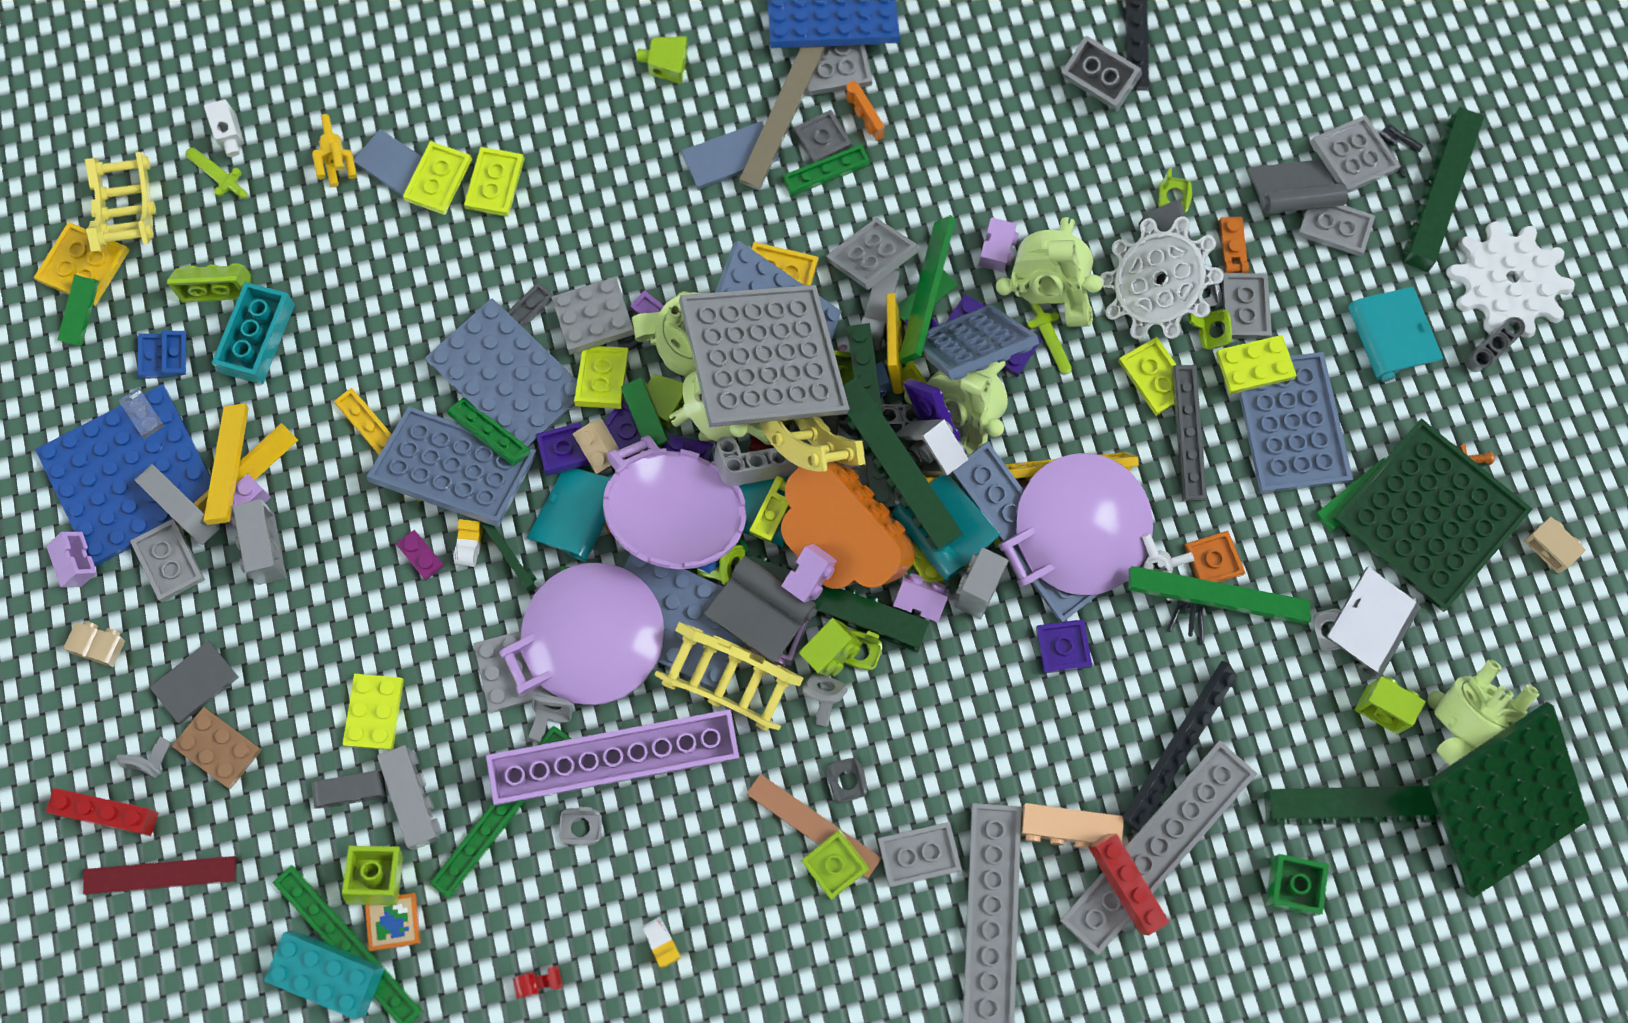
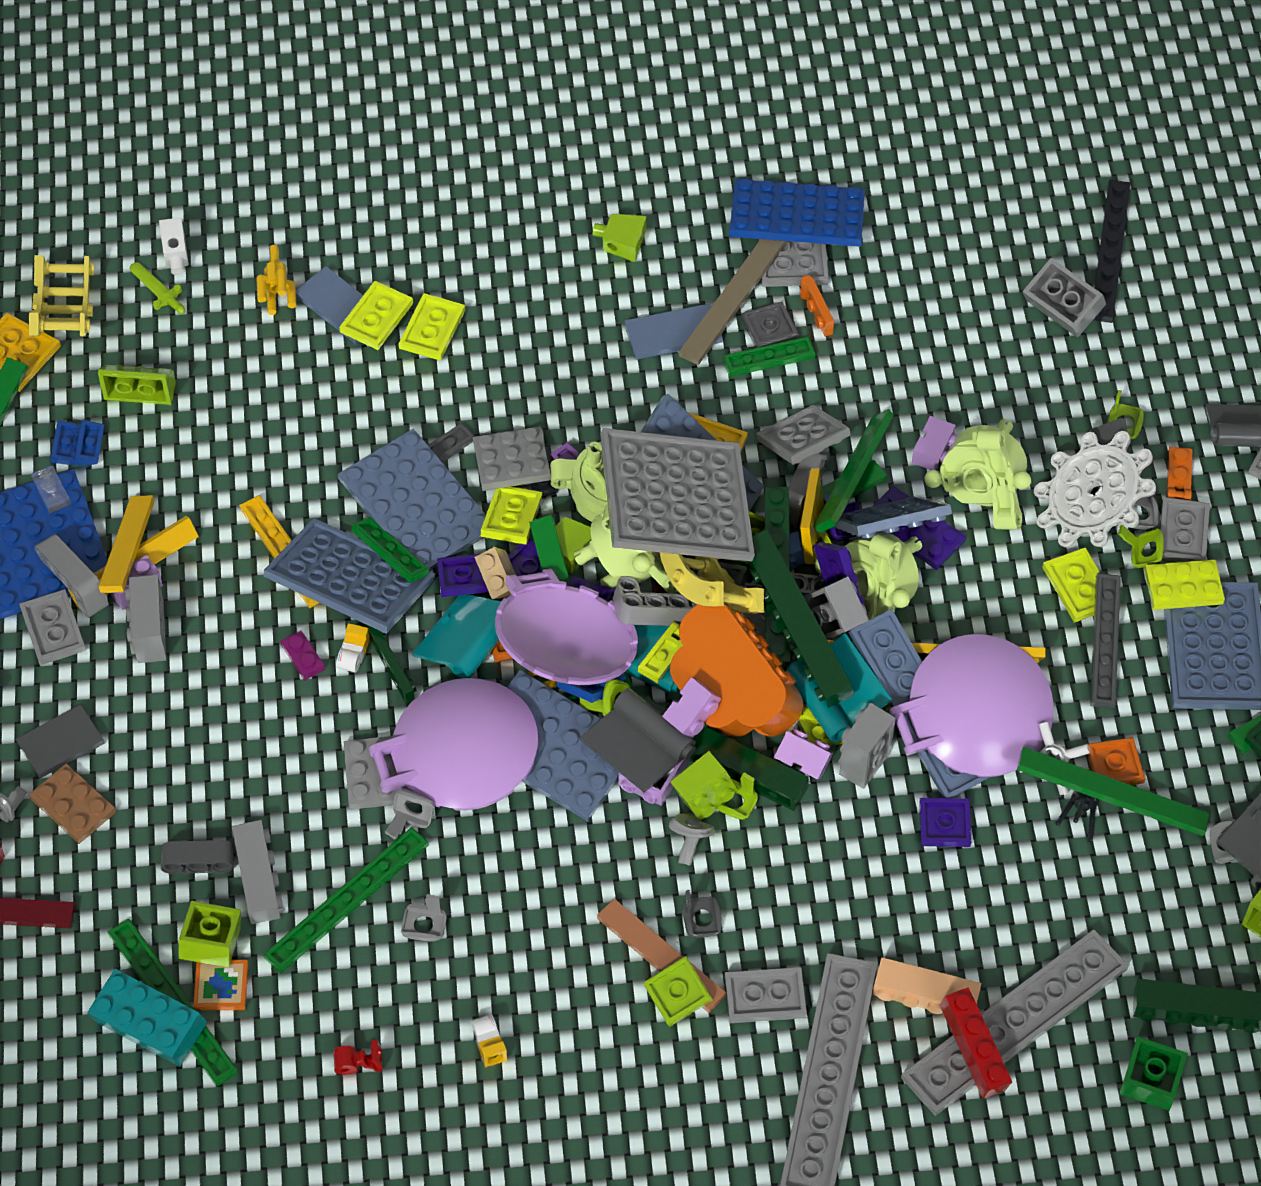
camera: 10 degrees right, 15 degrees down
(253, 333) = (171, 432): teal brick -> none
(373, 712) = (232, 791): neon yellow plate -> none
(612, 757) = (468, 858): lavender brick -> none
(736, 655) = (607, 781): light yellow fence -> none
(1044, 321) = (971, 522): lime sword -> none
(1179, 747) = (1050, 928): black plate -> none

